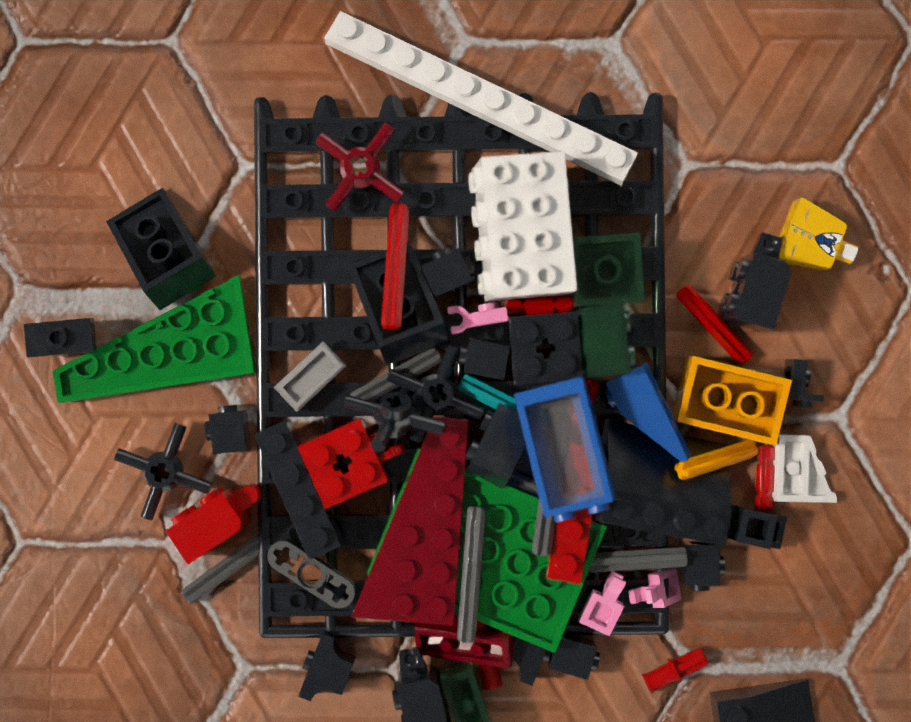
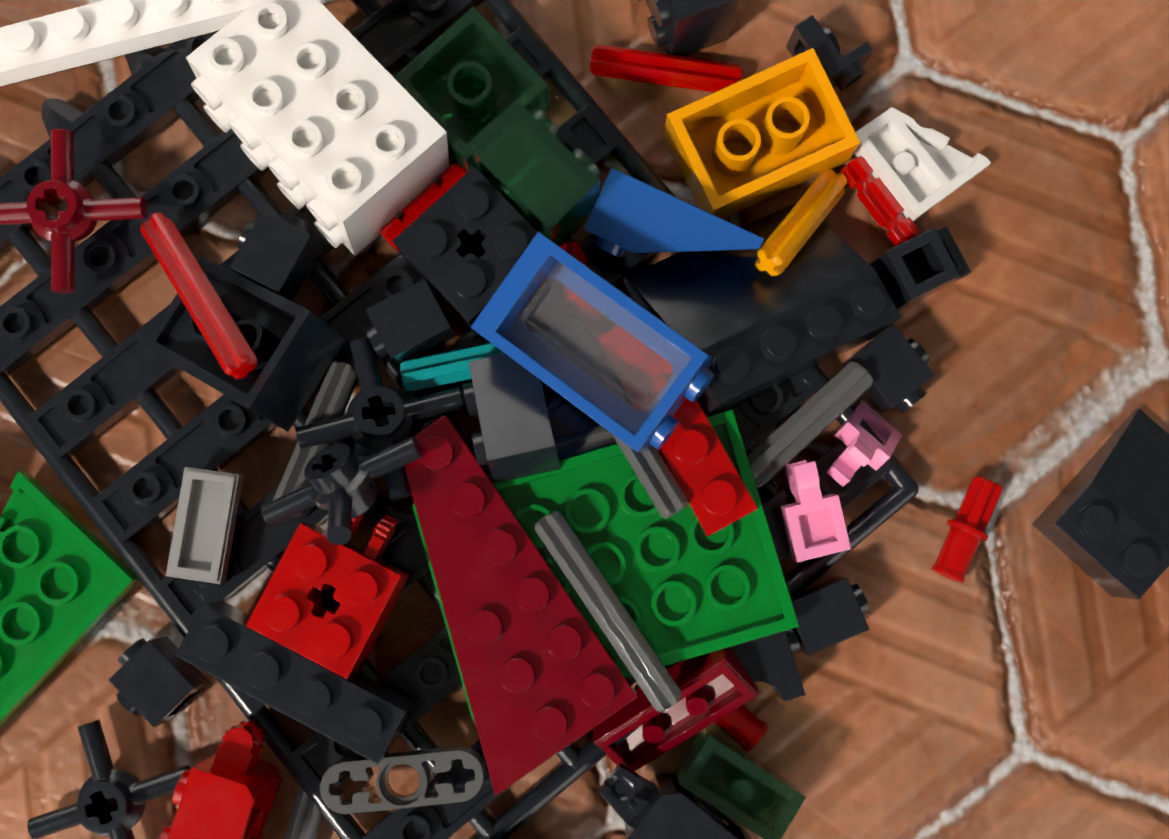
camera: 35 degrees left, 5 degrees down
(487, 315) = (367, 271): bright pink plate -> none

